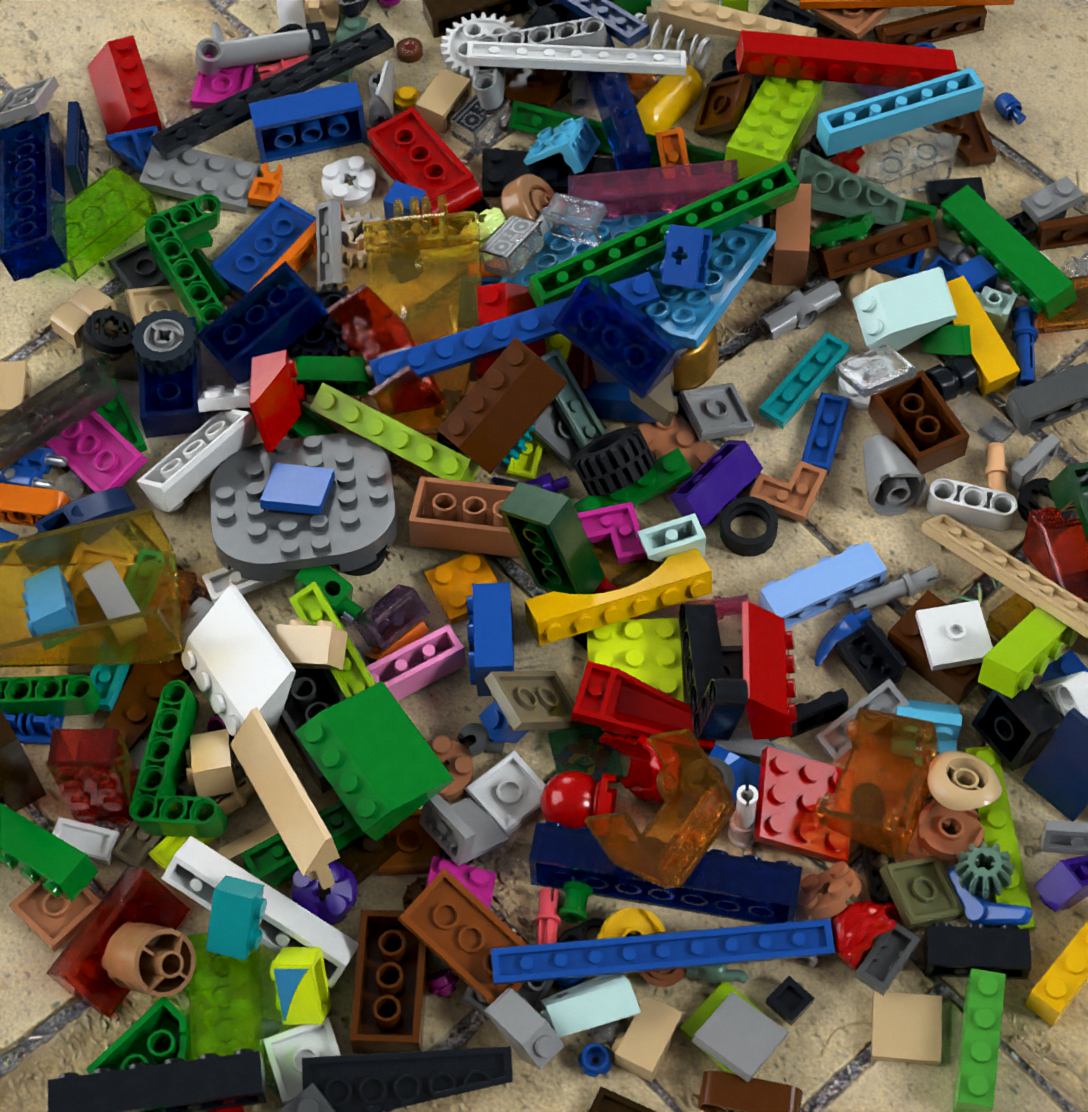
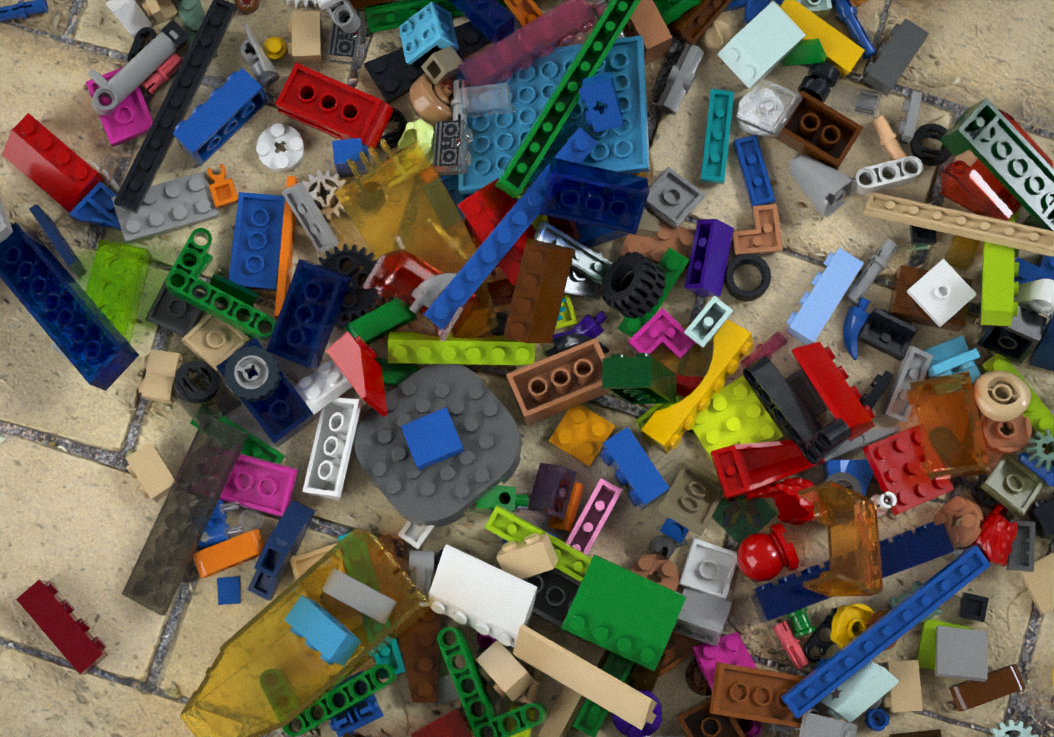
camera: 35 degrees left, 20 degrees up
(552, 173) = (442, 65): none -> dark tan brick
(976, 583) = (922, 236): none -> black plate

